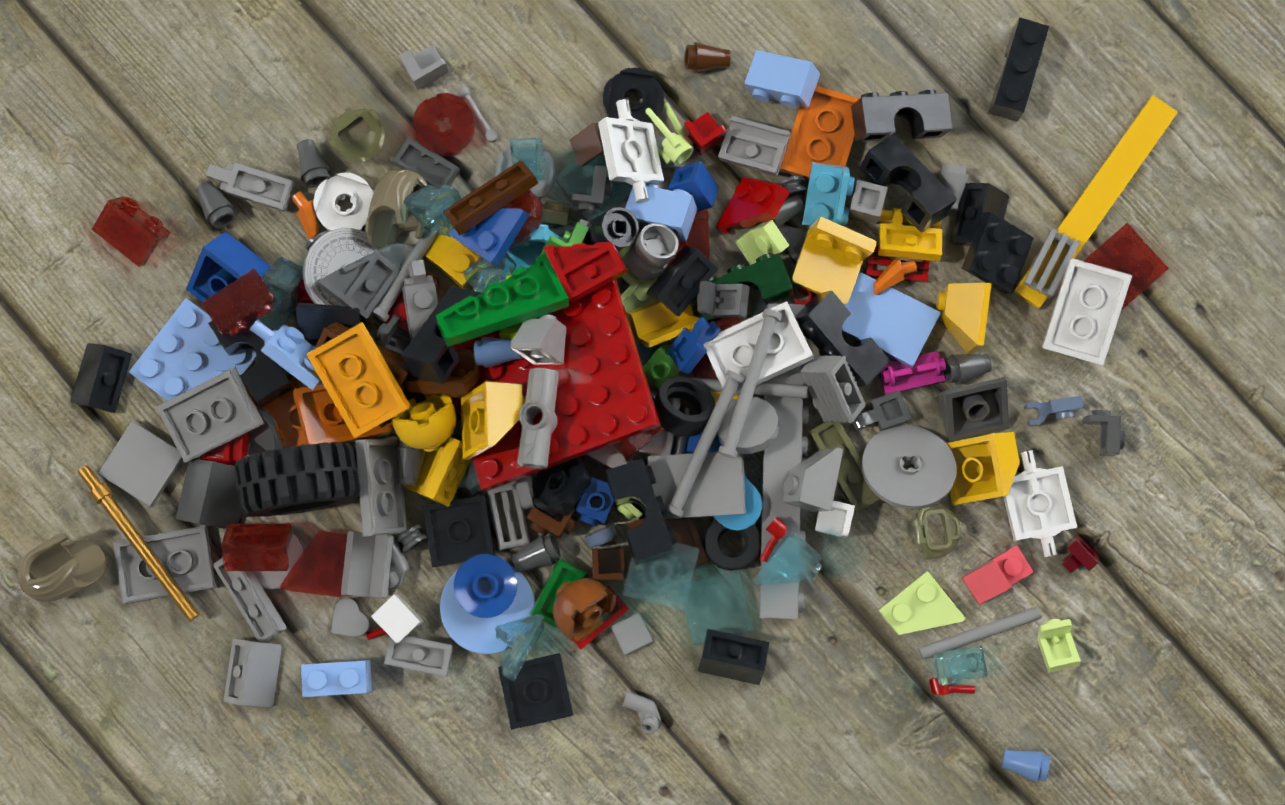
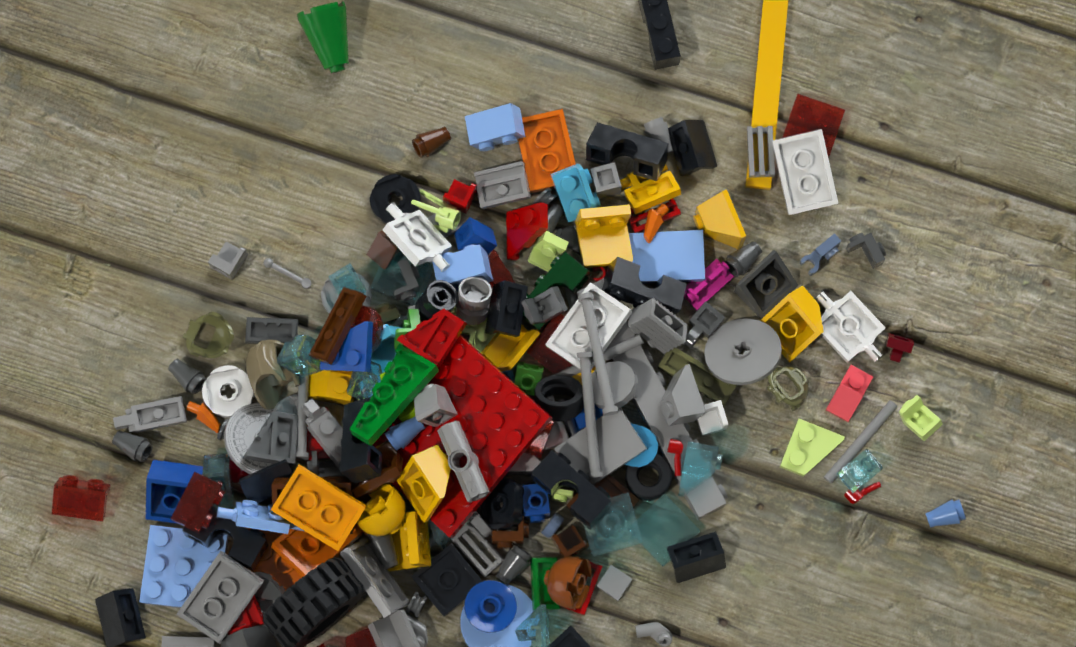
camera: 30 degrees left, 5 degrees down
(437, 108) = (256, 285): clear red plate -> none
(689, 346) = (538, 352): blue plate -> none
(925, 112) = (611, 94): arch -> none
(997, 252) = (719, 165): black plate -> none

